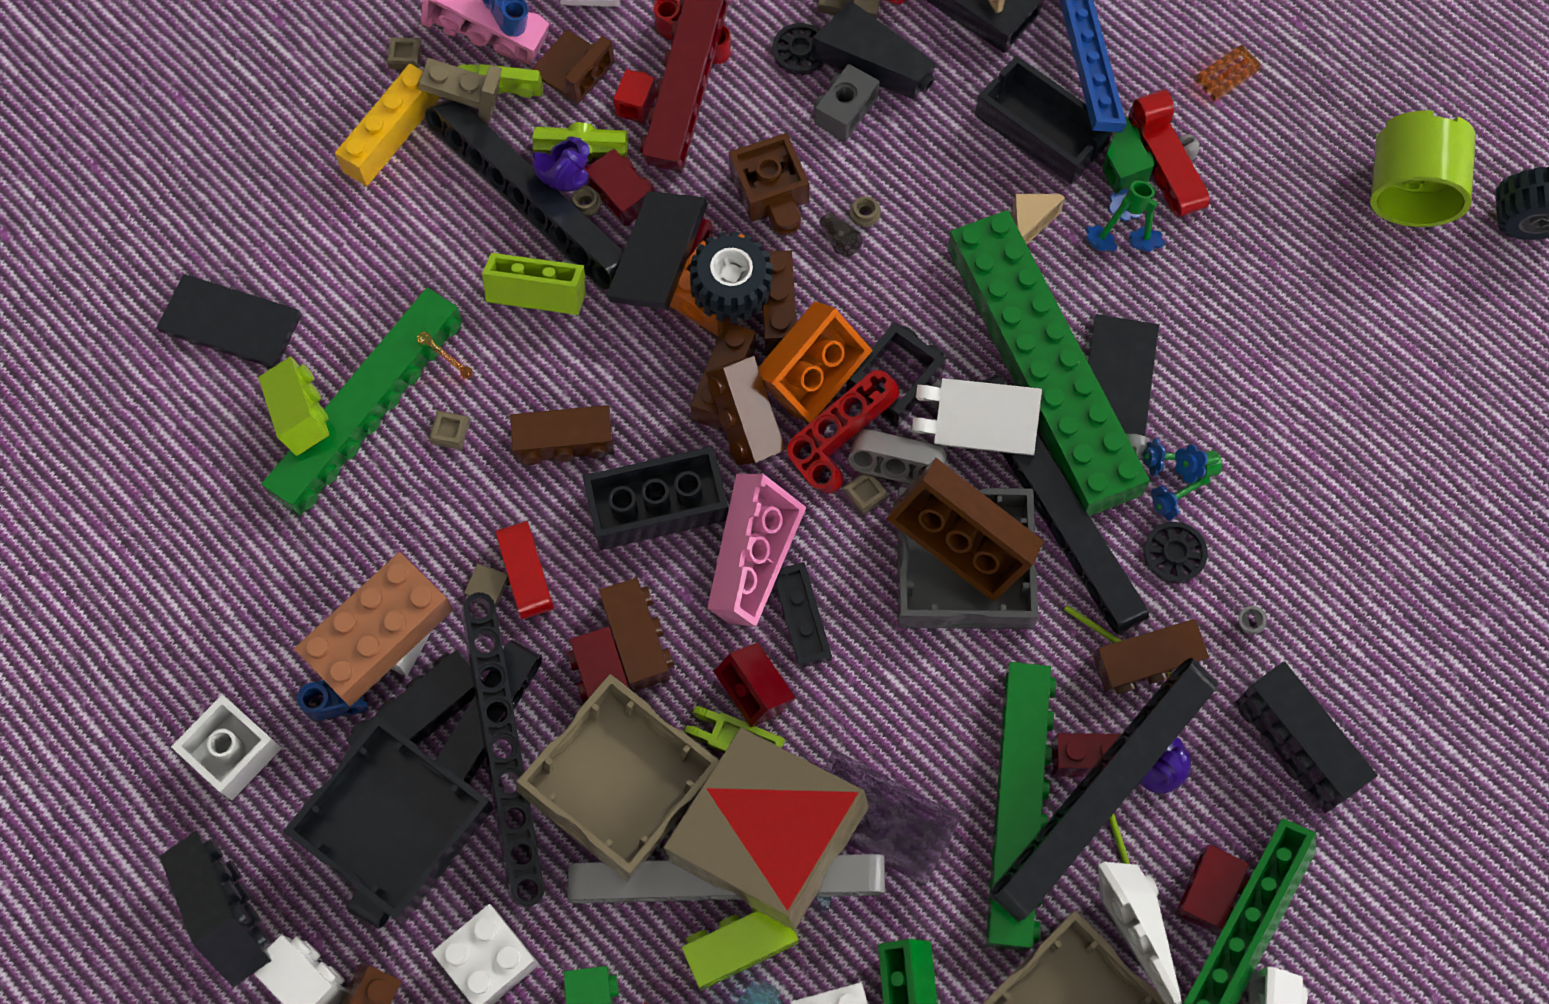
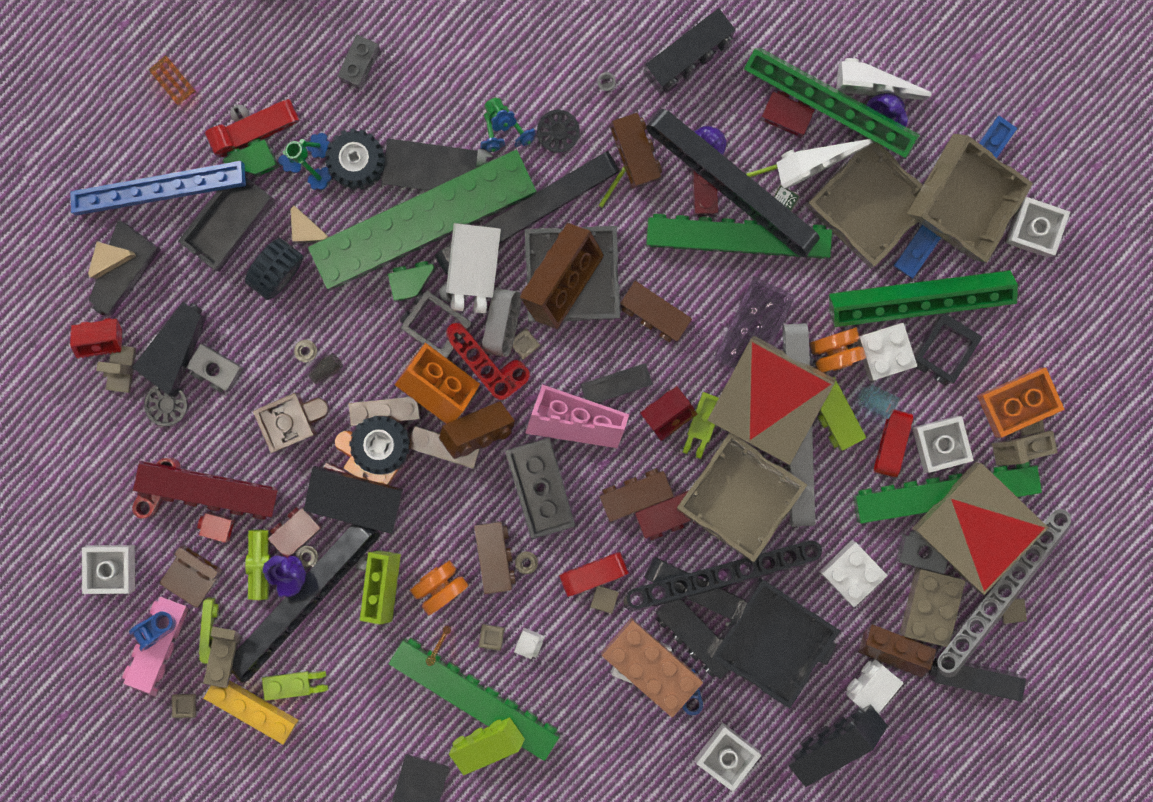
camera: 90 degrees left, 20 degrees up
(414, 178) = (292, 685): none -> lime hinge
(433, 475) = (529, 643): none -> white brick
(527, 354) = (437, 585): none -> orange wheel
(548, 471) = (526, 555): none -> dark tan plate
(841, 945) = (837, 350): none -> orange wheel
(906, 674) = (655, 312): none -> reddish brown brick
(957, 339) = (410, 282): none -> green slope
(978, 167) = (273, 268): none -> black wheel
(1078, 882) = (786, 197): none -> tile
(1129, 278) = (355, 159): none -> black wheel
(1264, 290) = (359, 62): none -> dark grey brick

